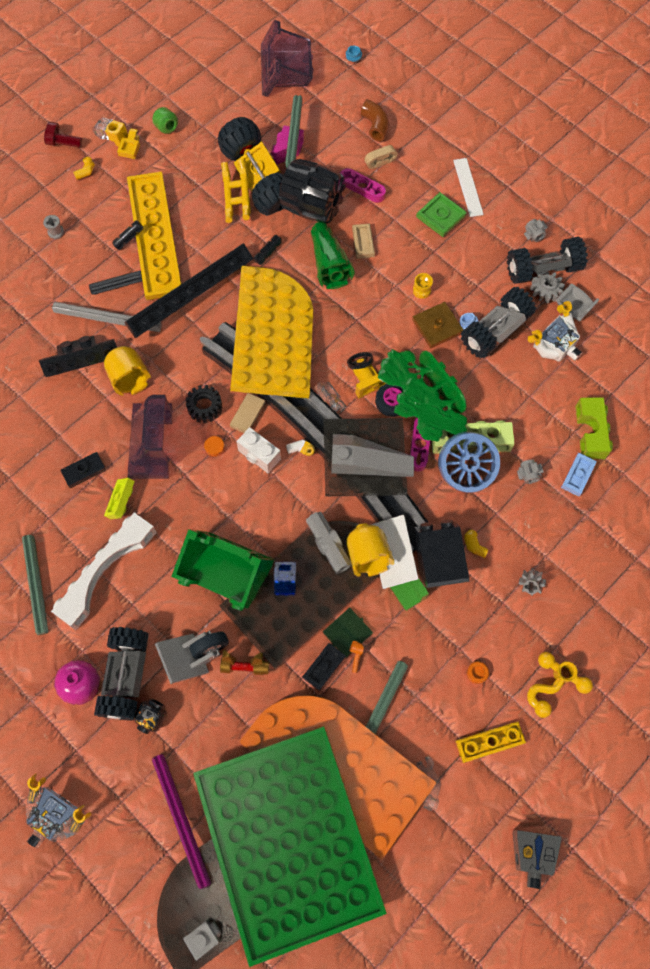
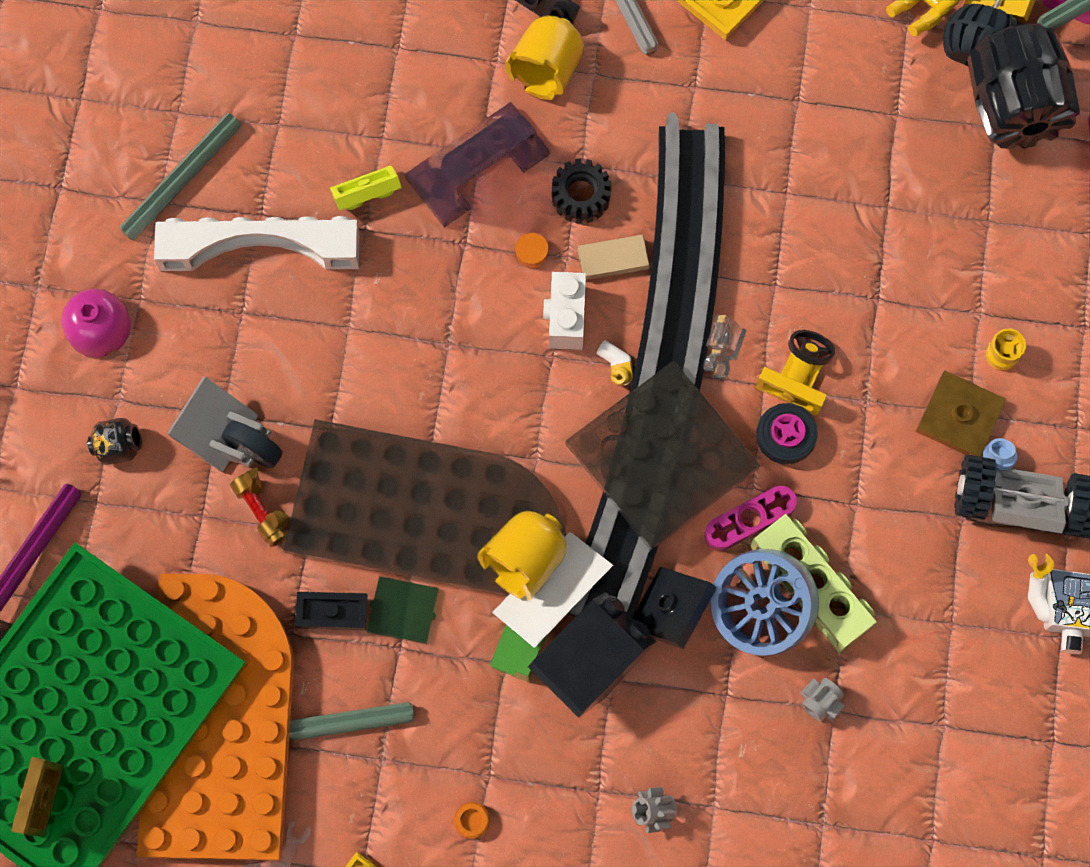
camera: 55 degrees right, 5 degrees up
(83, 470) = (372, 114): black plate -> none
(122, 674) = (140, 368): plate -> none
(188, 290) = (734, 44): black plate -> none
(222, 567) = (367, 383): green windscreen -> none
(267, 249) = (888, 97): black axle -> none
(272, 335) = (753, 201): yellow plate -> none
(285, 578) = (409, 473): clear blue bracket -> none
(321, 890) = (37, 797): none -> pearl gold plate
(328, 542) = (500, 493): light grey piece -> none
(331, 260) = (934, 195): green cone -> none
(358, 649) = (386, 636): orange hand -> none
(363, 241) = (1015, 215): tan tile -> none
(365, 457) = (654, 450): light grey wedge -> none
(423, 400) = (810, 469): green plant -> none
(441, 502) = (674, 606): none -> black plate
(473, 545) = (650, 693): yellow arm -> none
(578, 474) = (874, 773): light blue plate -> none
(593, 413) = (991, 729): lime arch -> none

